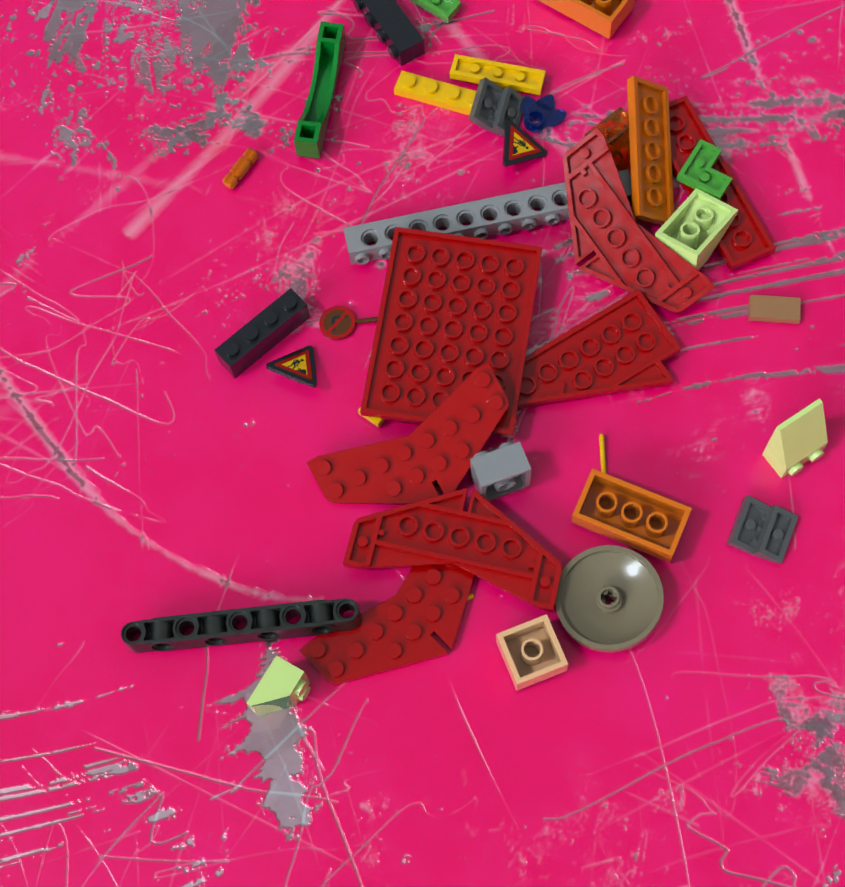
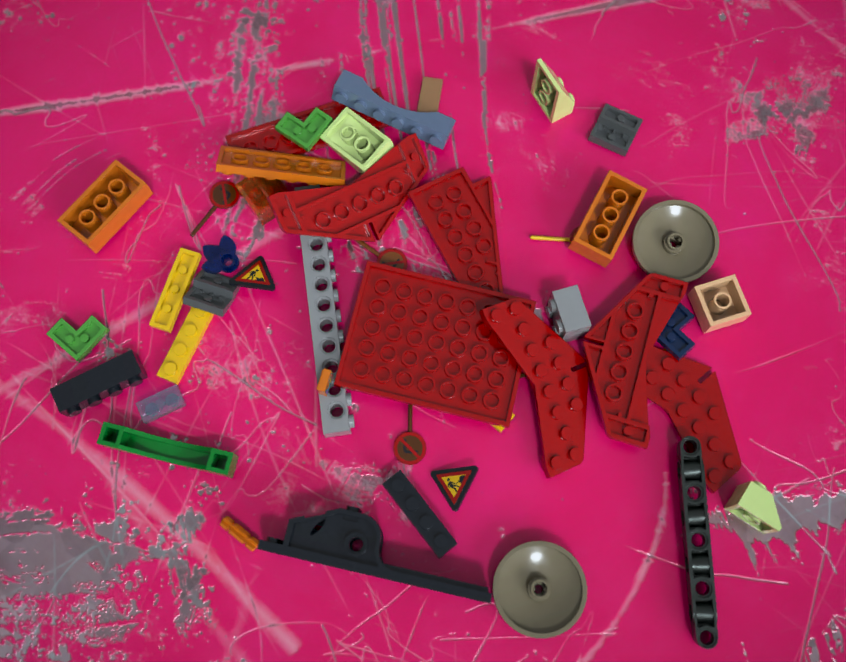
camera: 90 degrees left, 5 degrees up
(179, 436) = (562, 589): none -> dark tan dish
(225, 272) = (334, 548): none -> black piece
(370, 79) = (160, 404): none -> clear light blue plate
(396, 218) = (324, 382): none -> orange tile
(488, 597) = (672, 337): none -> dark blue plate
(553, 284) = (388, 257): none -> piece
(608, 103) = (222, 196): none -> piece
(728, 306) = (429, 126): none -> sand blue arch

